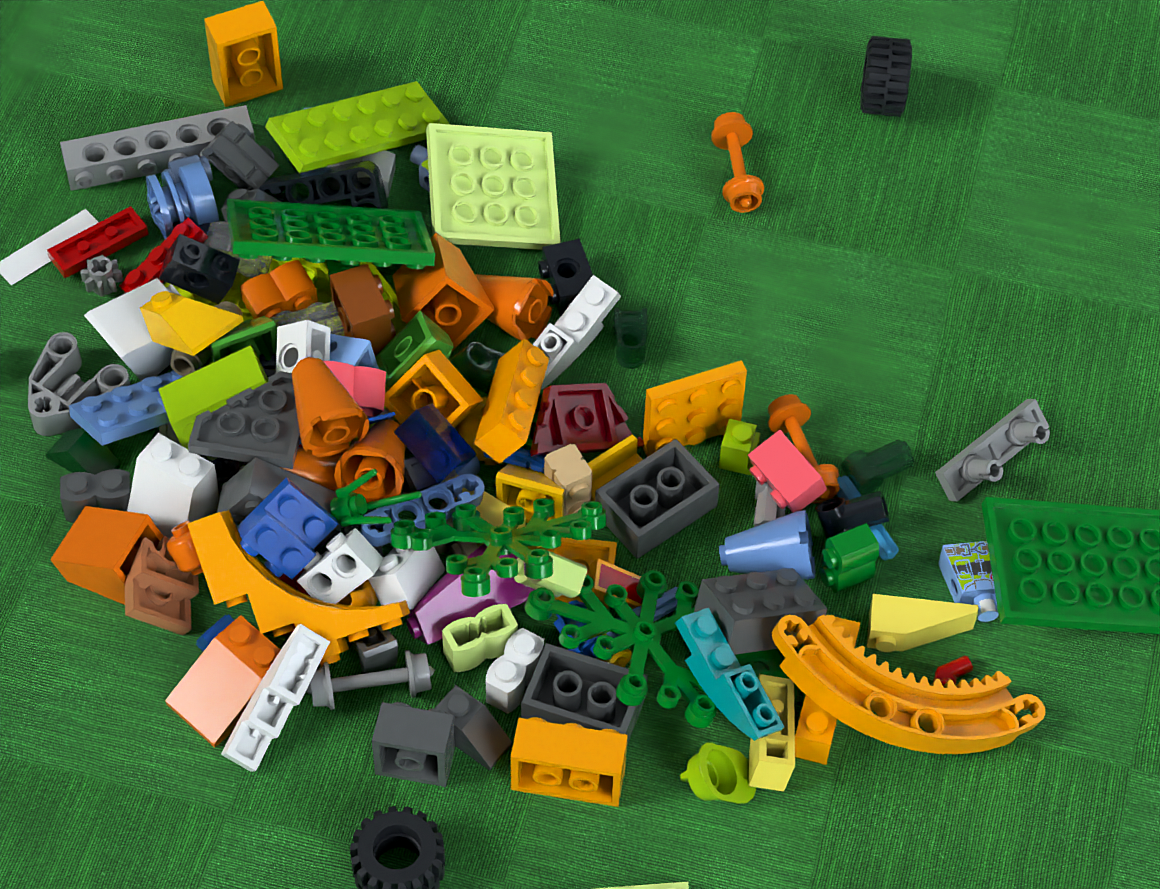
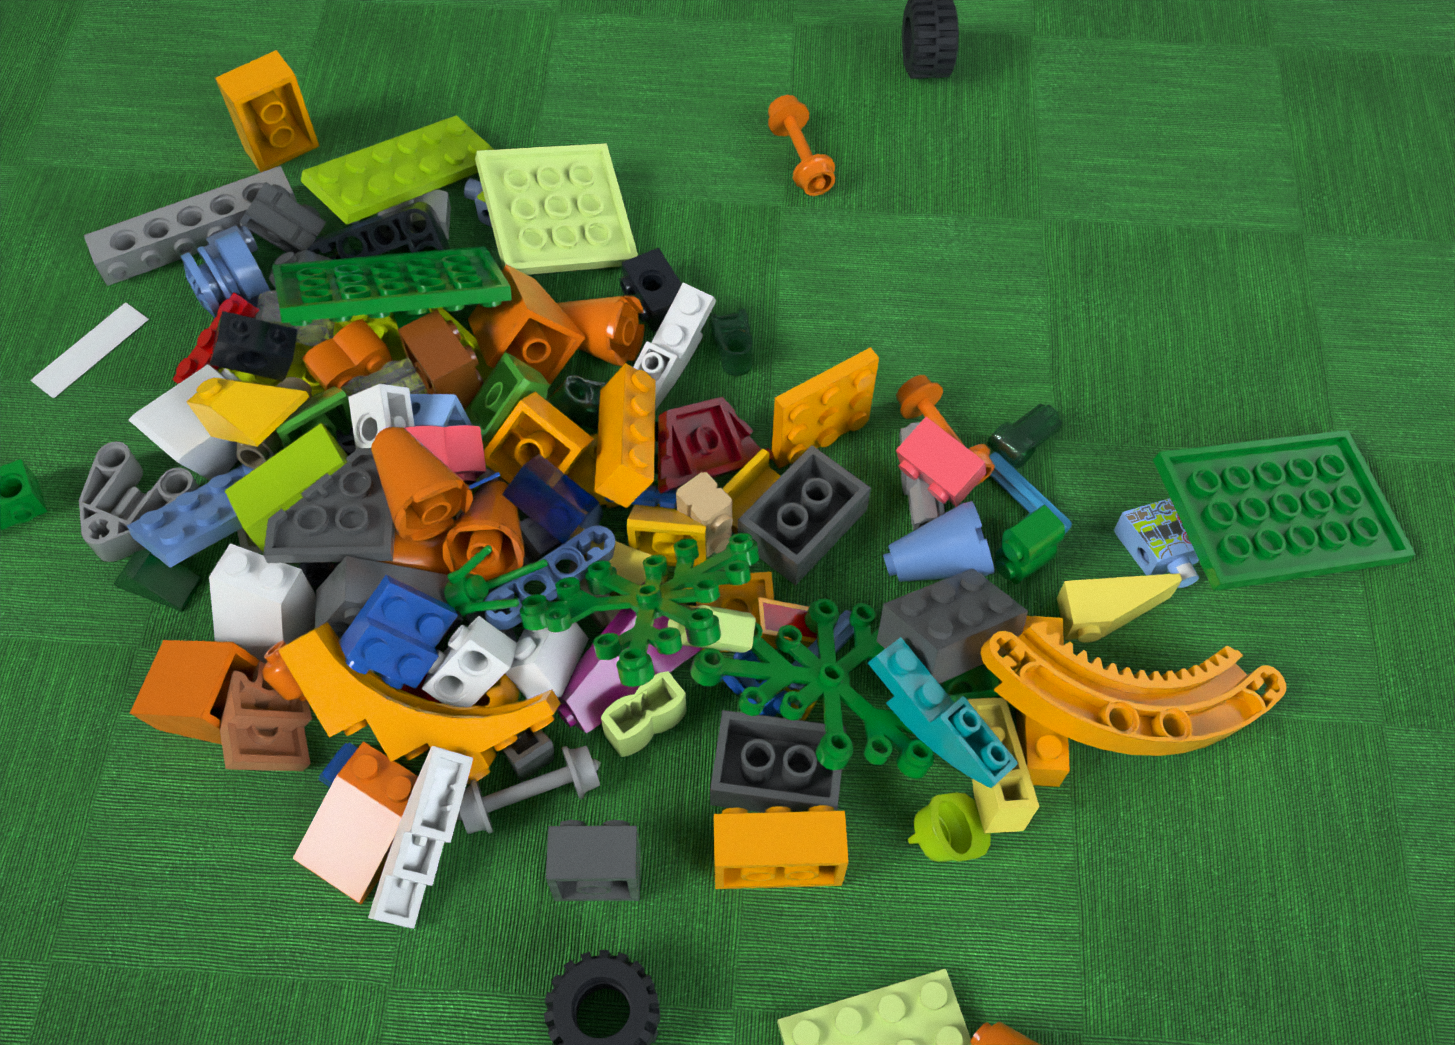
camera: 10 degrees left, 5 degrees up
(97, 240) = (141, 335): red plate -> none
(101, 275) = (150, 371): light grey gear -> none
(104, 490) = (182, 618): dark grey brick -> none
(475, 728) = (660, 824): dark grey slope -> none
(513, 671) = (687, 749): white brick -> none
(737, 443) = (878, 441): lime window -> none
(841, 515) = (1006, 500): black piece -> none
(953, 670) = (1162, 653): red arm -> none
(992, 449) = (1134, 405): light grey plate -> none

